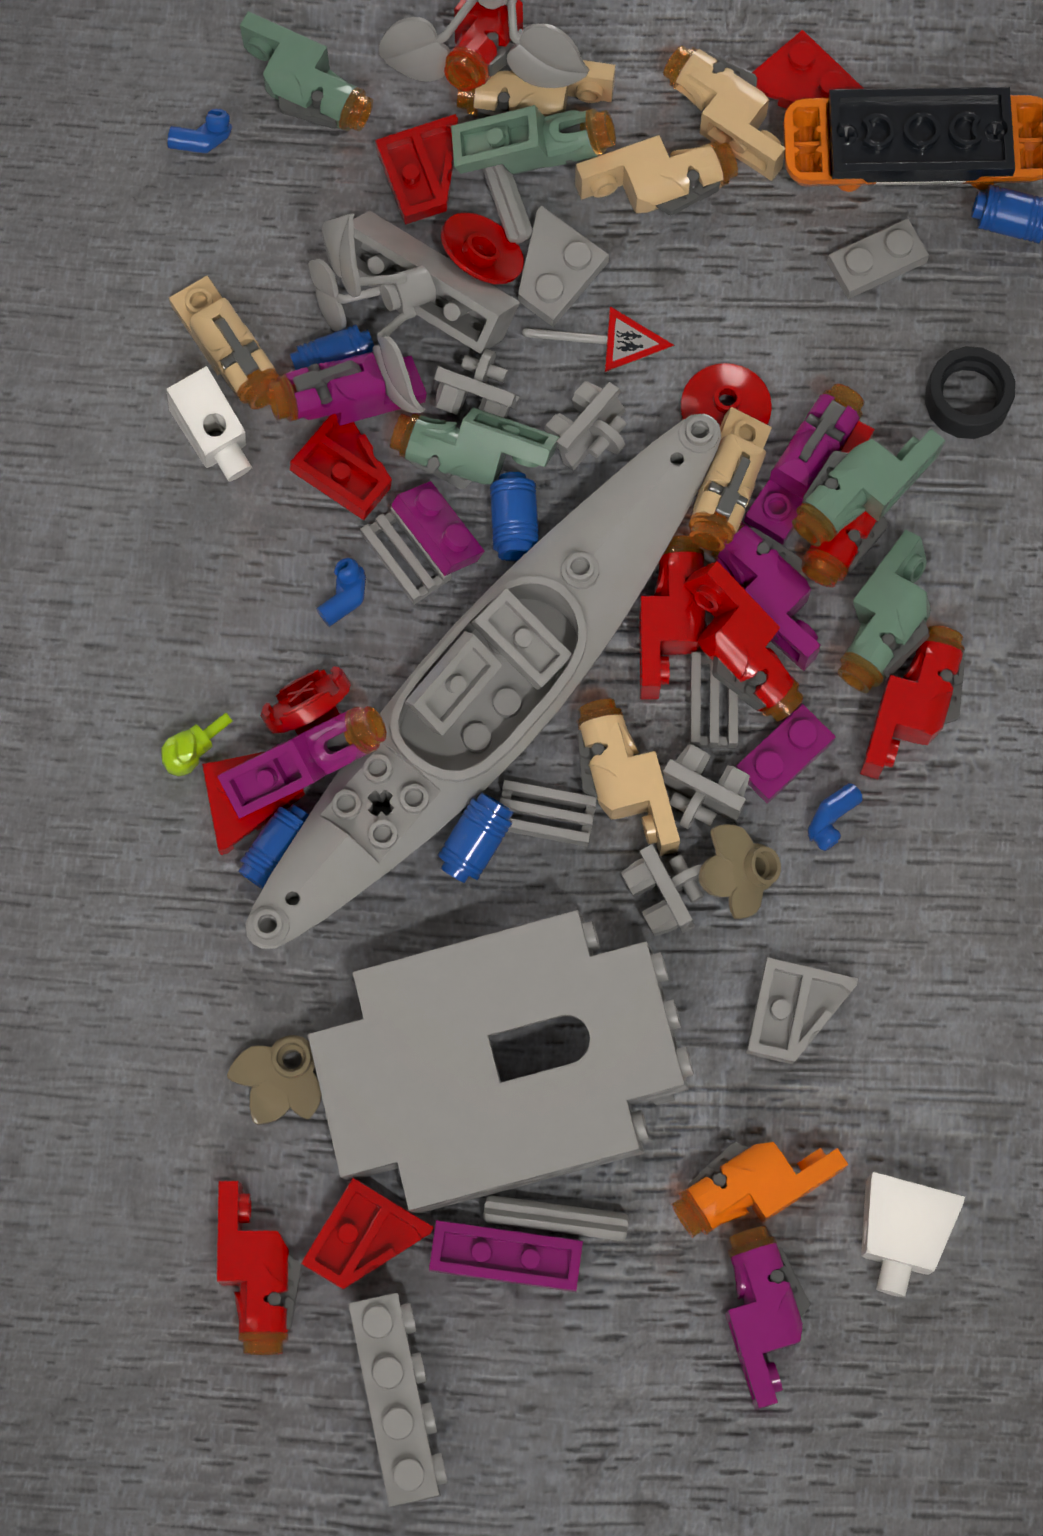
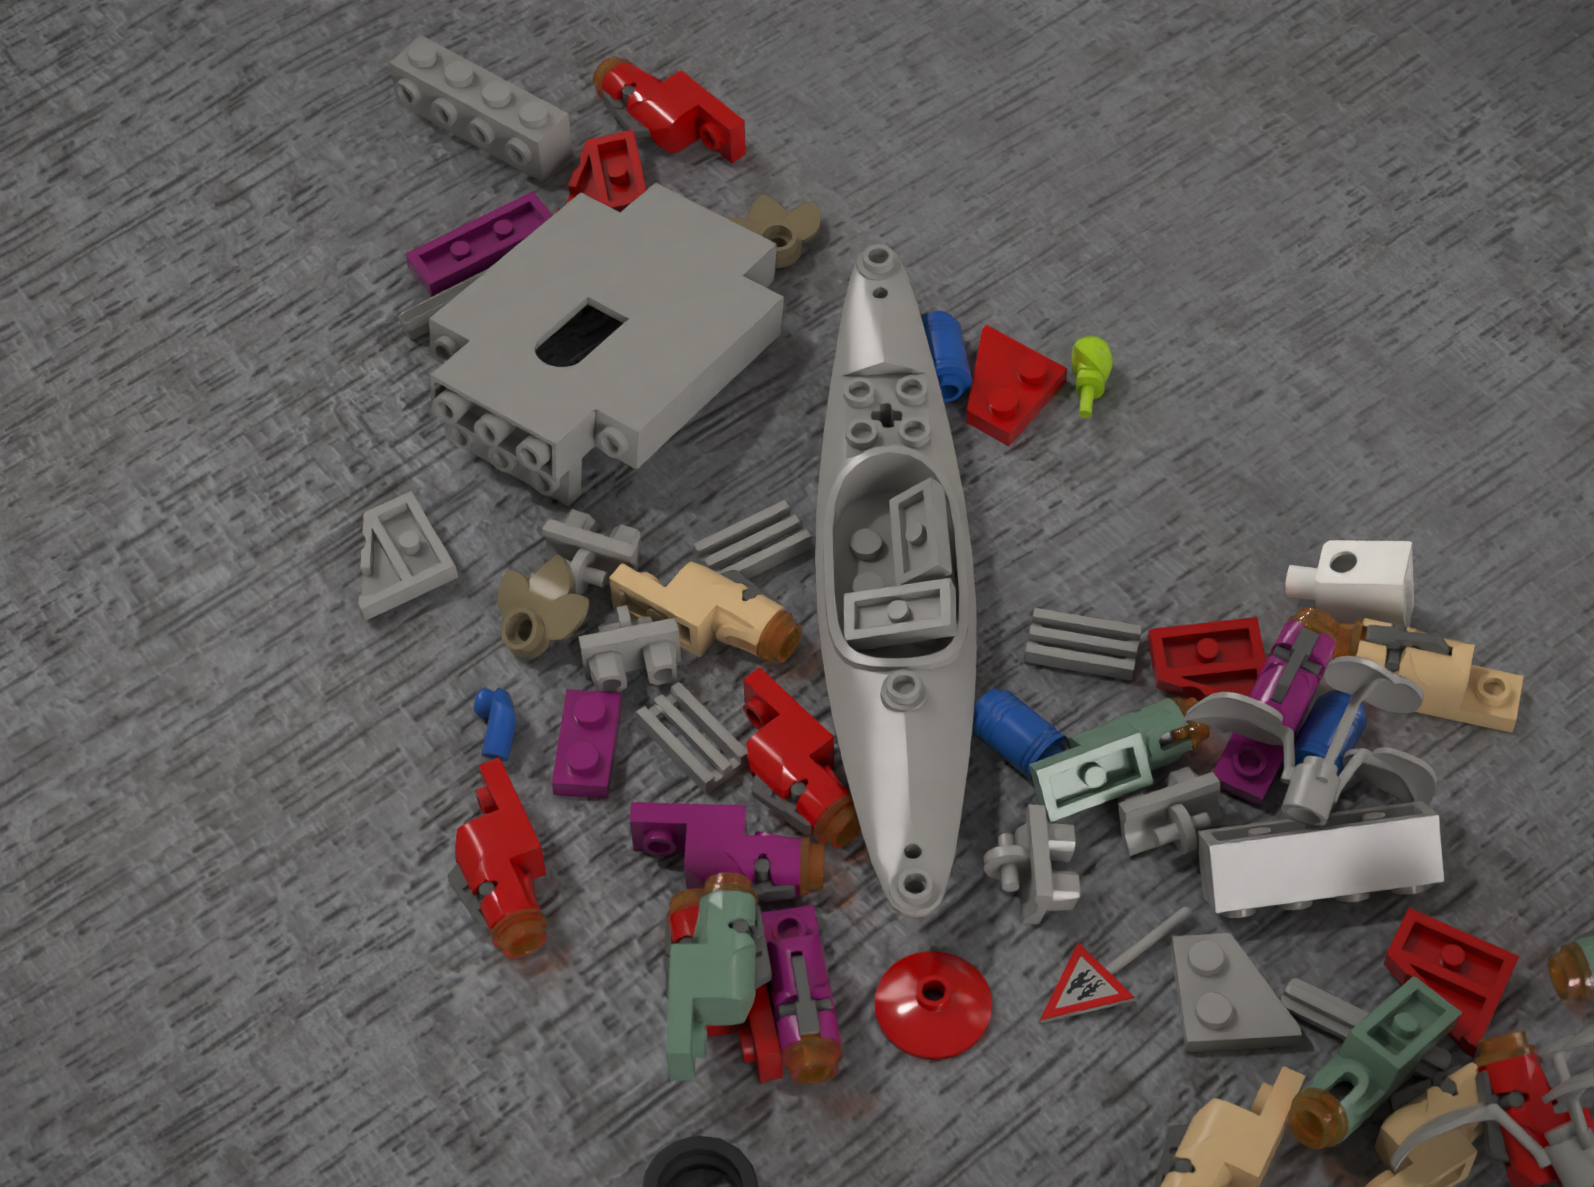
camera: 140 degrees right, 20 degrees down
(303, 759) = (980, 395): magenta plate -> none
(307, 701) = (1023, 451): red tile -> none
(349, 592) = (1094, 577): blue arm -> none
(437, 528) = (1076, 676): magenta plate -> none
(475, 838) = (788, 469): blue head -> none
(481, 248) = (1333, 954): red dish -> none
(729, 481) = (853, 897): tan plate -> none
(738, 643) = (701, 766): red plate -> none
(751, 1178) = (320, 417): orange plate -> none
(770, 1312) = (240, 340): magenta plate -> none
(890, 617) = (588, 912): sand green plate -> none
(905, 1228) = (169, 473): white torso -> none

